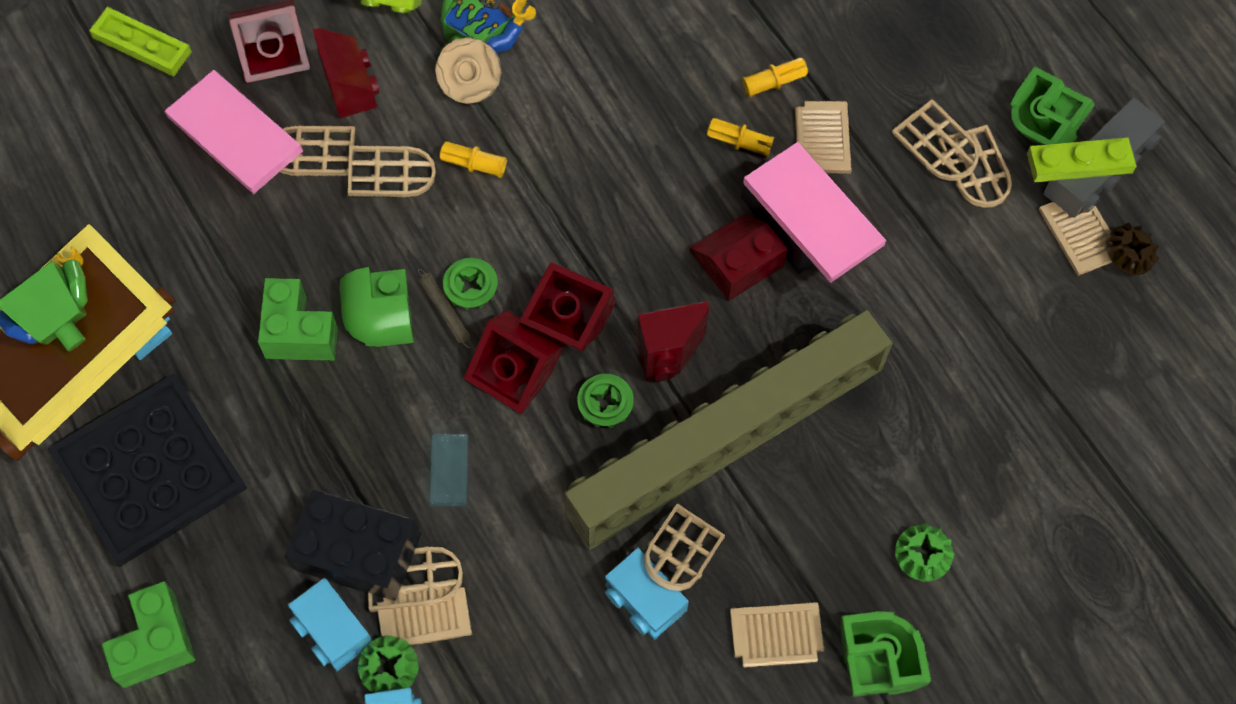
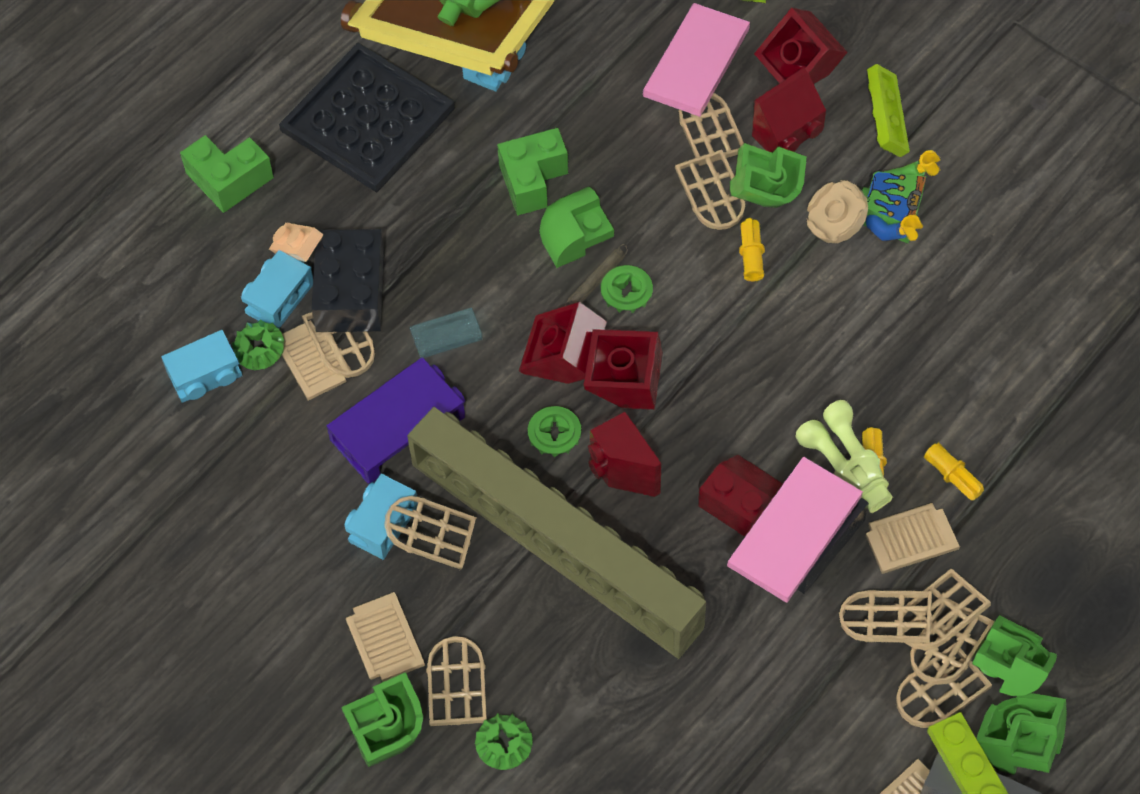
camera: 75 degrees right, 5 degrees down
(284, 584) = (296, 240): none -> light nougat plate
(404, 114) = (767, 176): none -> bright green brick
(540, 546) = (381, 421): none -> dark purple panel
(756, 142) = (864, 465): none -> yellowish green piece
(860, 573) = (446, 694): none -> tan window
(897, 132) = (955, 610): none -> tan window
(910, 174) = (871, 608): none -> tan window
(980, 92) = (1015, 657): none -> bright green brick

